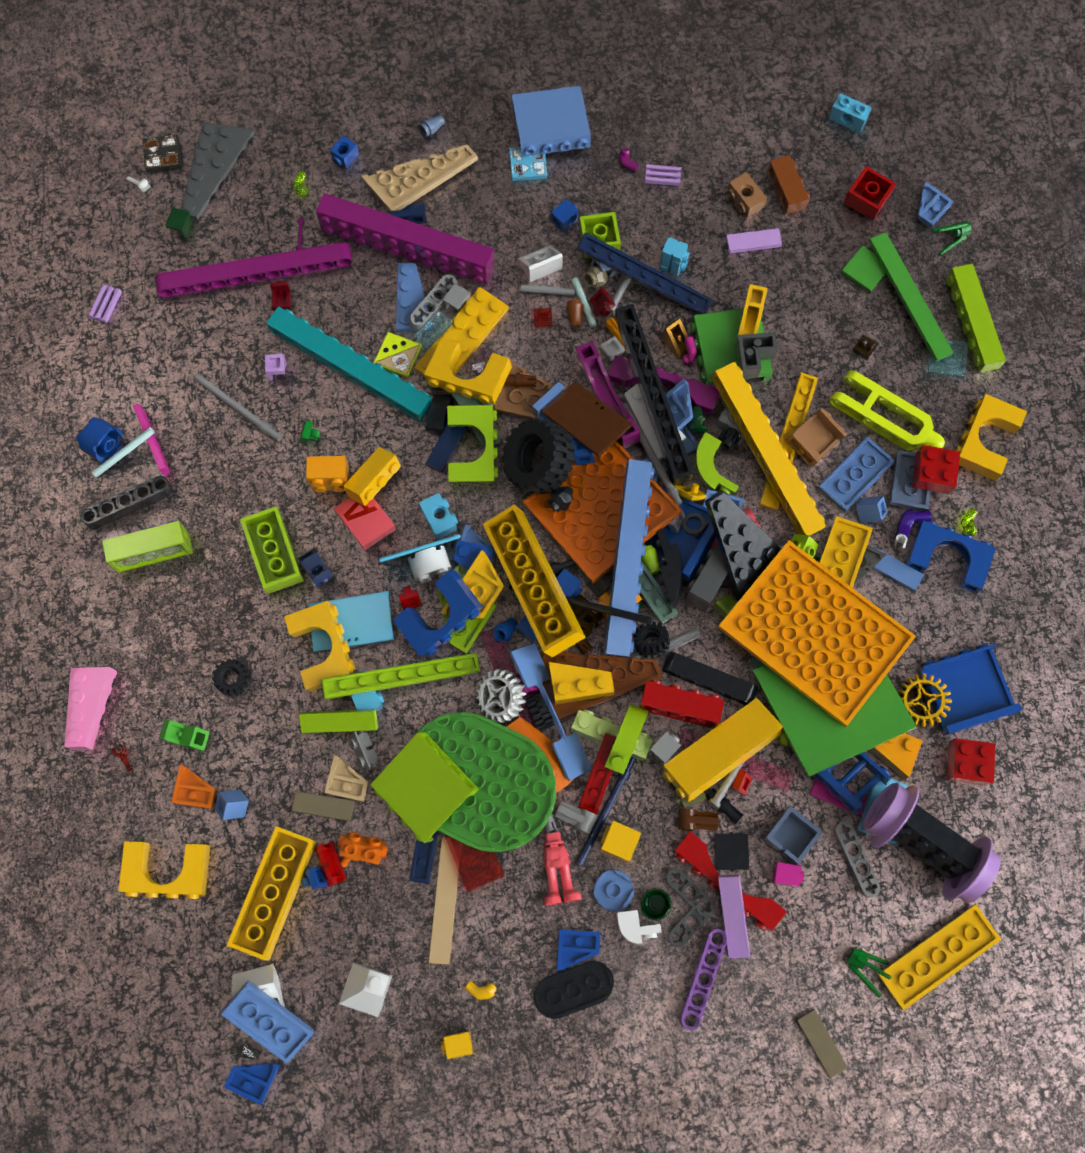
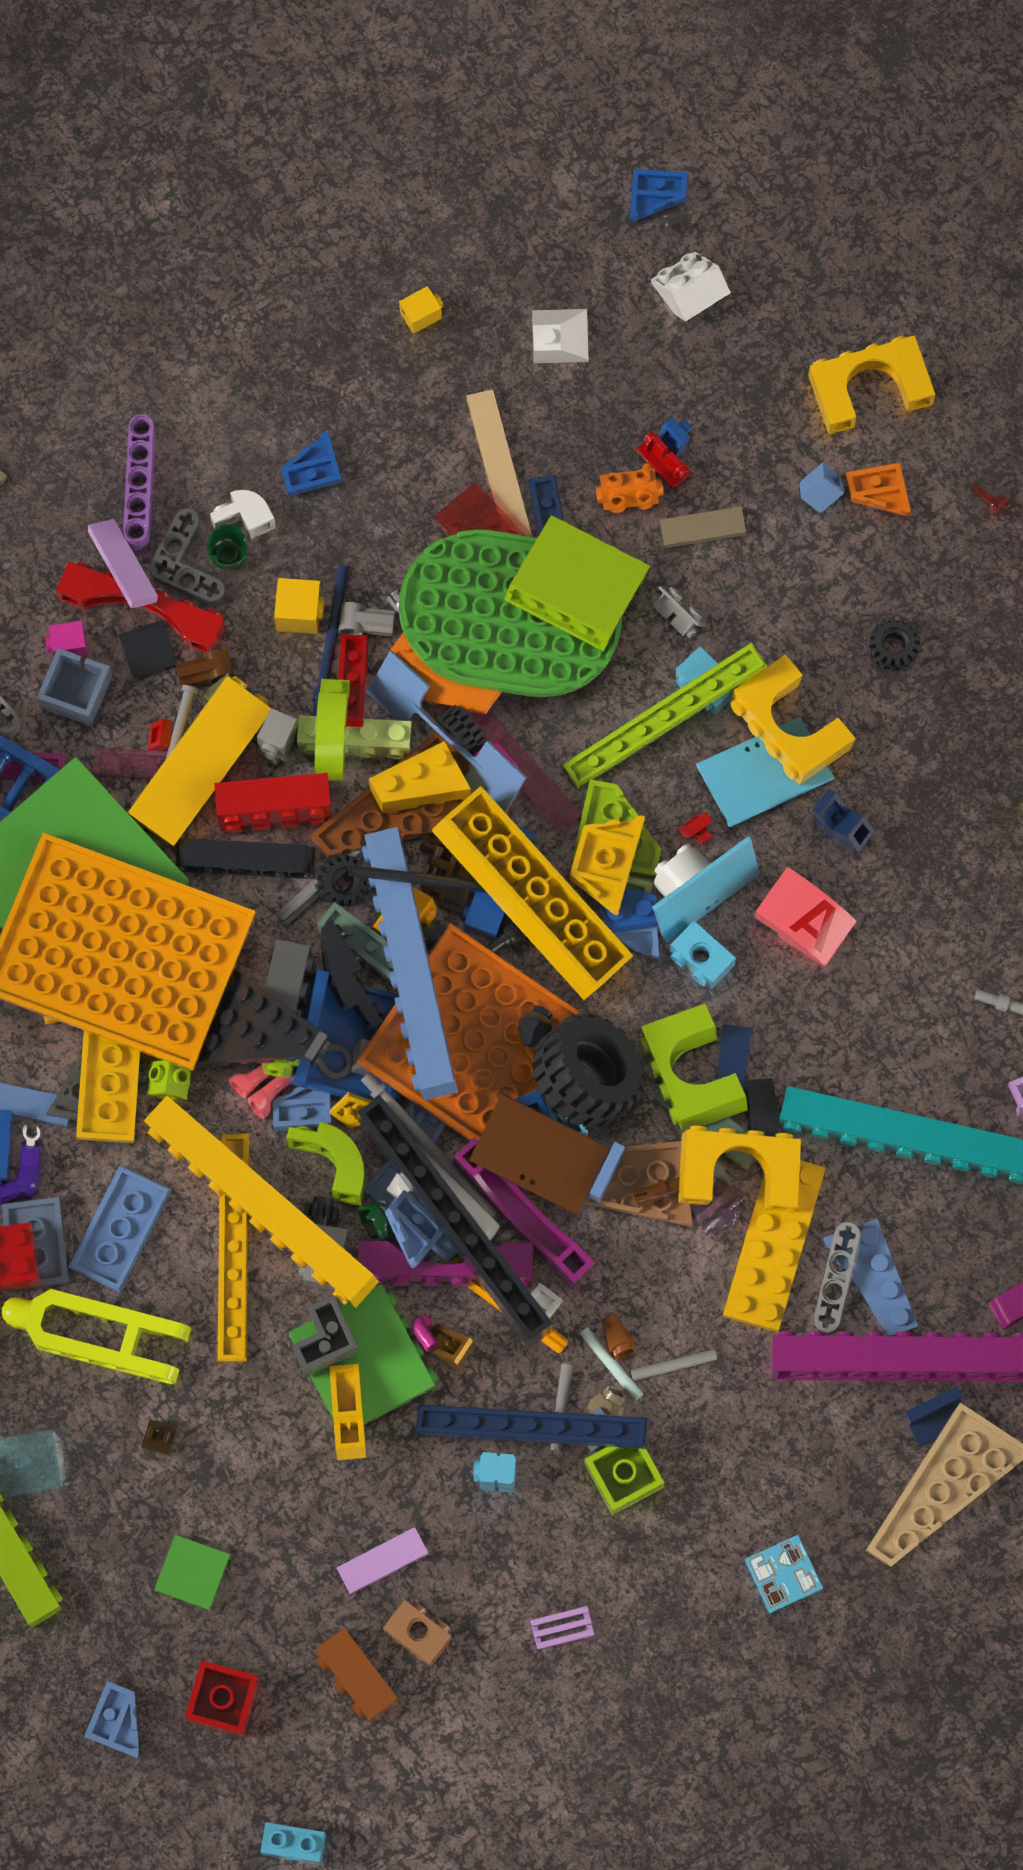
camera: 165 degrees right, 0 degrees up
(184, 735) = (919, 549): bright green brick -> none
(267, 1022) = (663, 253): medium blue tile -> none
(271, 550) = (913, 825): lime brick -> none
(272, 894) = (721, 399): yellow brick -> none
(308, 433) = (937, 1013): green tile -> none
(327, 473) = (879, 955): light orange brick -> none
(338, 721) = (724, 631): lime tile -> none
(345, 782) = (685, 564): tan wing -> none
(372, 476) = (816, 975): yellow brick -> none
(398, 354) = (858, 1181): tile -> none
(430, 126) = (961, 1582): sand blue cone -> none
(433, 329) = (819, 1231): clear light blue tile -> none
(456, 297) = (804, 1294): light grey panel -> none
(462, 608) = (650, 779): blue arch -> none
(481, 993) = (413, 377): yellow arm -> none
(504, 630) = (547, 827): blue cone -> none
(507, 696) = (537, 737): white gear -> none
(541, 263) = (701, 1405): white slope -> none
(542, 317) = (666, 1320): clear red slope -> none
(551, 121) = (772, 1651): medium blue panel -> none
(556, 857) = (375, 562): coral piece -> none
(564, 215) = (691, 1496): blue brick -> none
(573, 990) = (298, 419): black tile -> none
(602, 303) = (580, 1365): dark red bracket -> none
(613, 890) = (287, 551): medium blue tile -> none
(625, 160) = (630, 1632): magenta arm -> none
(650, 560) = (379, 986): lime cone -> none
(724, 605) = (253, 965): lime panel -> none
(726, 807) = (172, 699): black pin -> none
(816, 437) = (196, 1258): medium nougat panel -> none
(871, 509) = (83, 1178): medium blue panel -> none
(911, 297) = (112, 1541): bright green tile -> none
(958, 230) = (60, 1690): green plant -> none

